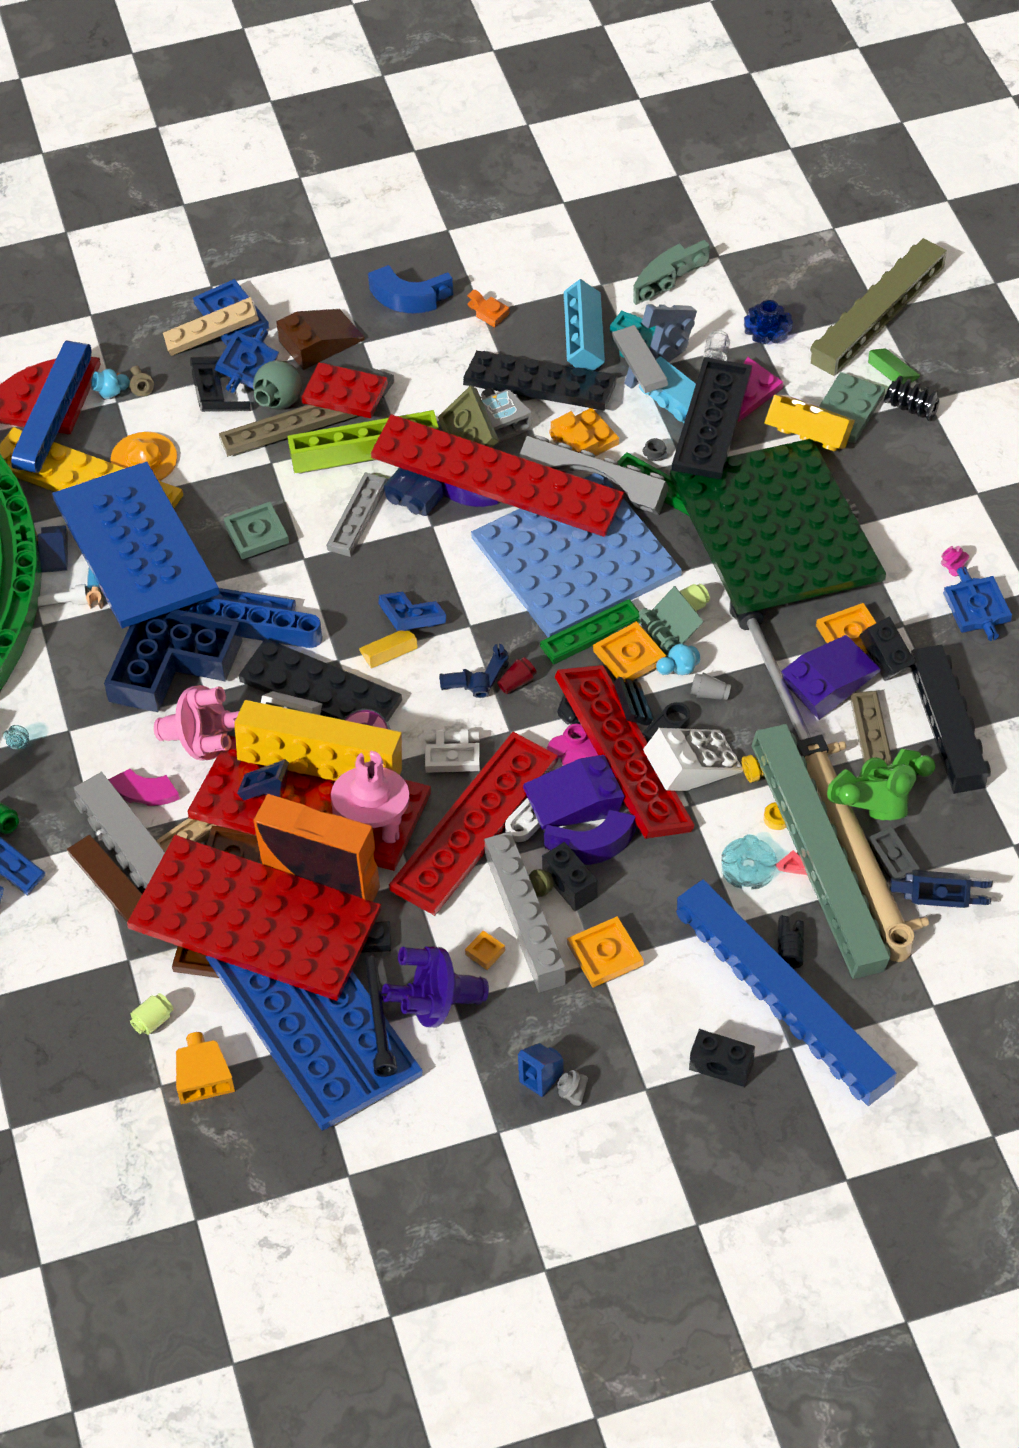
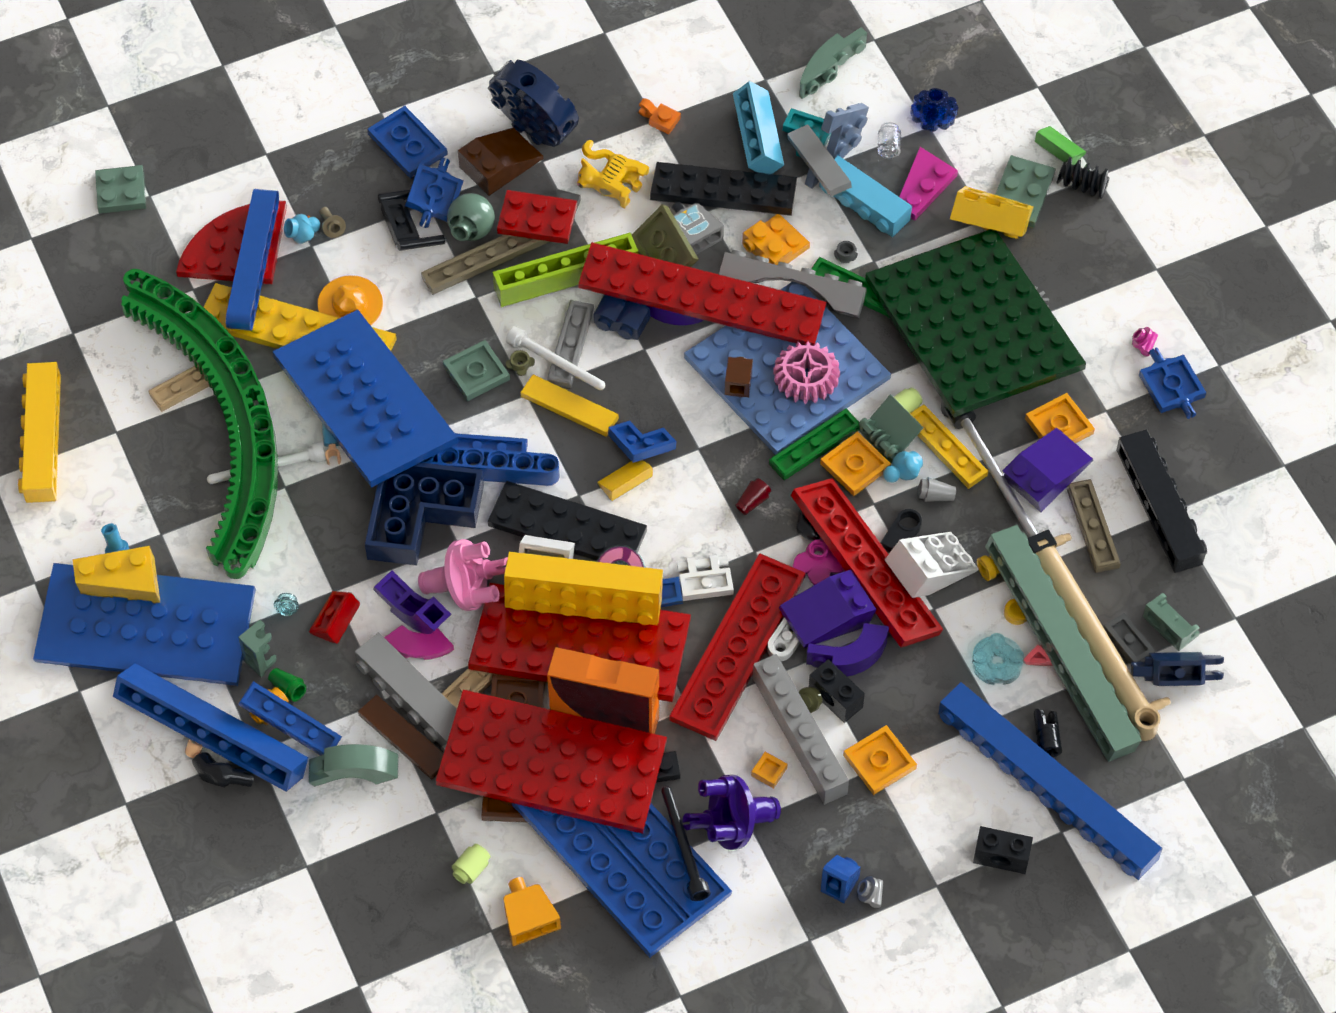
camera: 10 degrees left, 5 degrees up
(50, 897) = (353, 761): none -> sand green arch
(53, 548) = (281, 406): dark blue slope -> none
(65, 754) = (335, 616): none -> red slope
(139, 749) = (411, 608): none -> dark purple arch
(210, 326) = (391, 159): tan plate -> none
(265, 781) = (538, 628): dark blue slope -> none
(302, 526) = (520, 356): none -> olive plate
(305, 504) = (518, 338): none -> white piece
(344, 571) = (569, 405): none -> yellow tile
(357, 281) = (533, 103): none -> dark blue brick
(371, 796) = (645, 636): bright pink piece -> none
(408, 296) = (593, 108): blue arch -> none
(413, 761) = (671, 592): none -> blue plate
(430, 359) = (615, 173): none -> yellow animal
(479, 682) = (719, 506): dark blue pin -> none
(520, 556) = (738, 376): none -> reddish brown brick
(591, 558) = (791, 374): none -> bright pink gear
(633, 701) = (867, 512): black tile -> none
(712, 418) = (899, 217): black plate -> none
(730, 646) = (949, 448): none -> yellow plate
(877, 306) = (1037, 83): olive brick -> none
(881, 786) = (1112, 575): bright green piece -> none
(887, 648) = (1096, 438): black brick -> none
(940, 842) = (1170, 623): none -> sand green hinge

